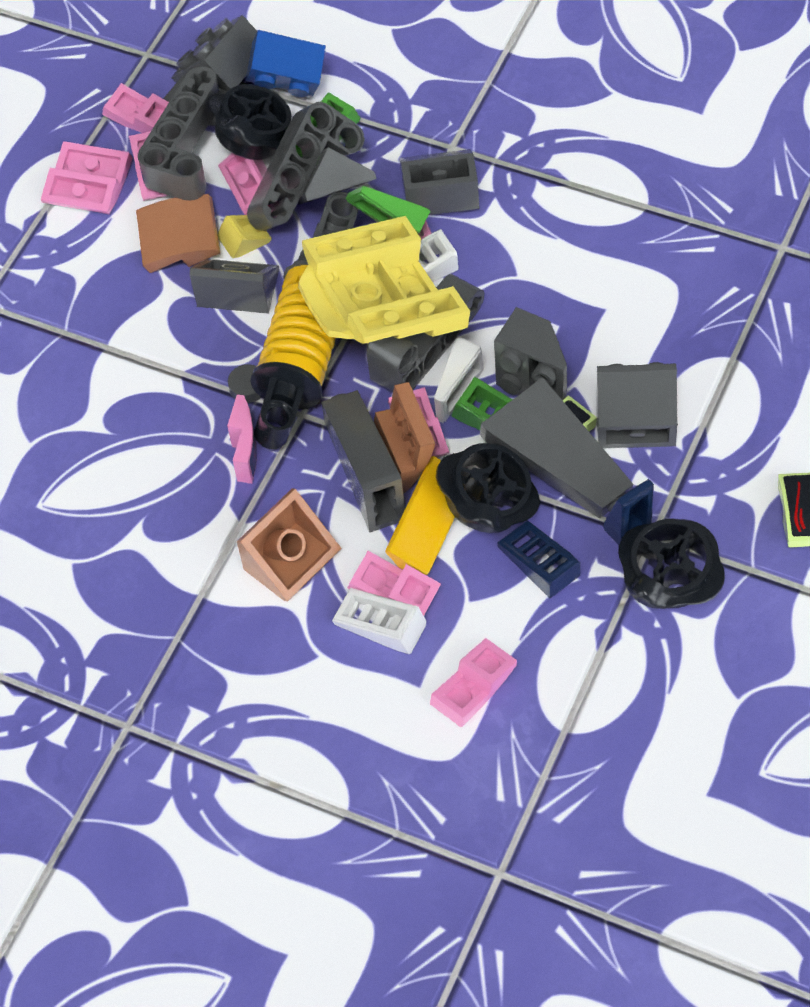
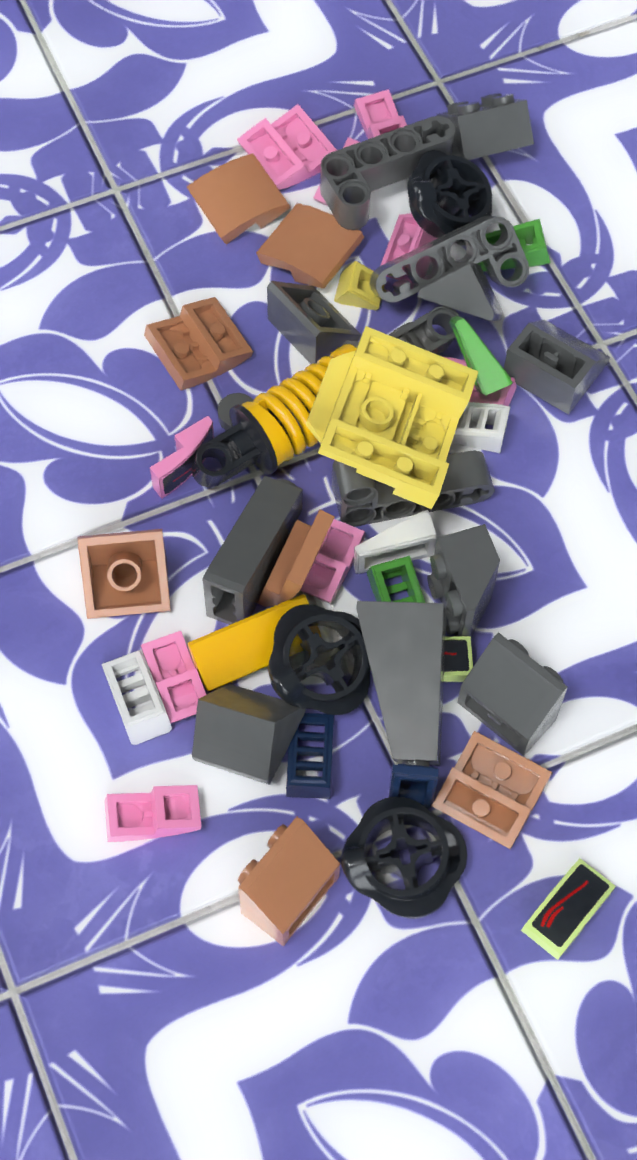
camera: 35 degrees right, 5 degrees up
(86, 238) = (238, 197): none -> nougat slope
(165, 359) = (198, 343): none -> nougat slope
(285, 63) = (526, 168): blue brick -> none
(483, 578) = (244, 731): none -> dark grey slope
(614, 640) = (287, 880): none -> nougat slope
(682, 478) = (492, 790): none -> nougat slope

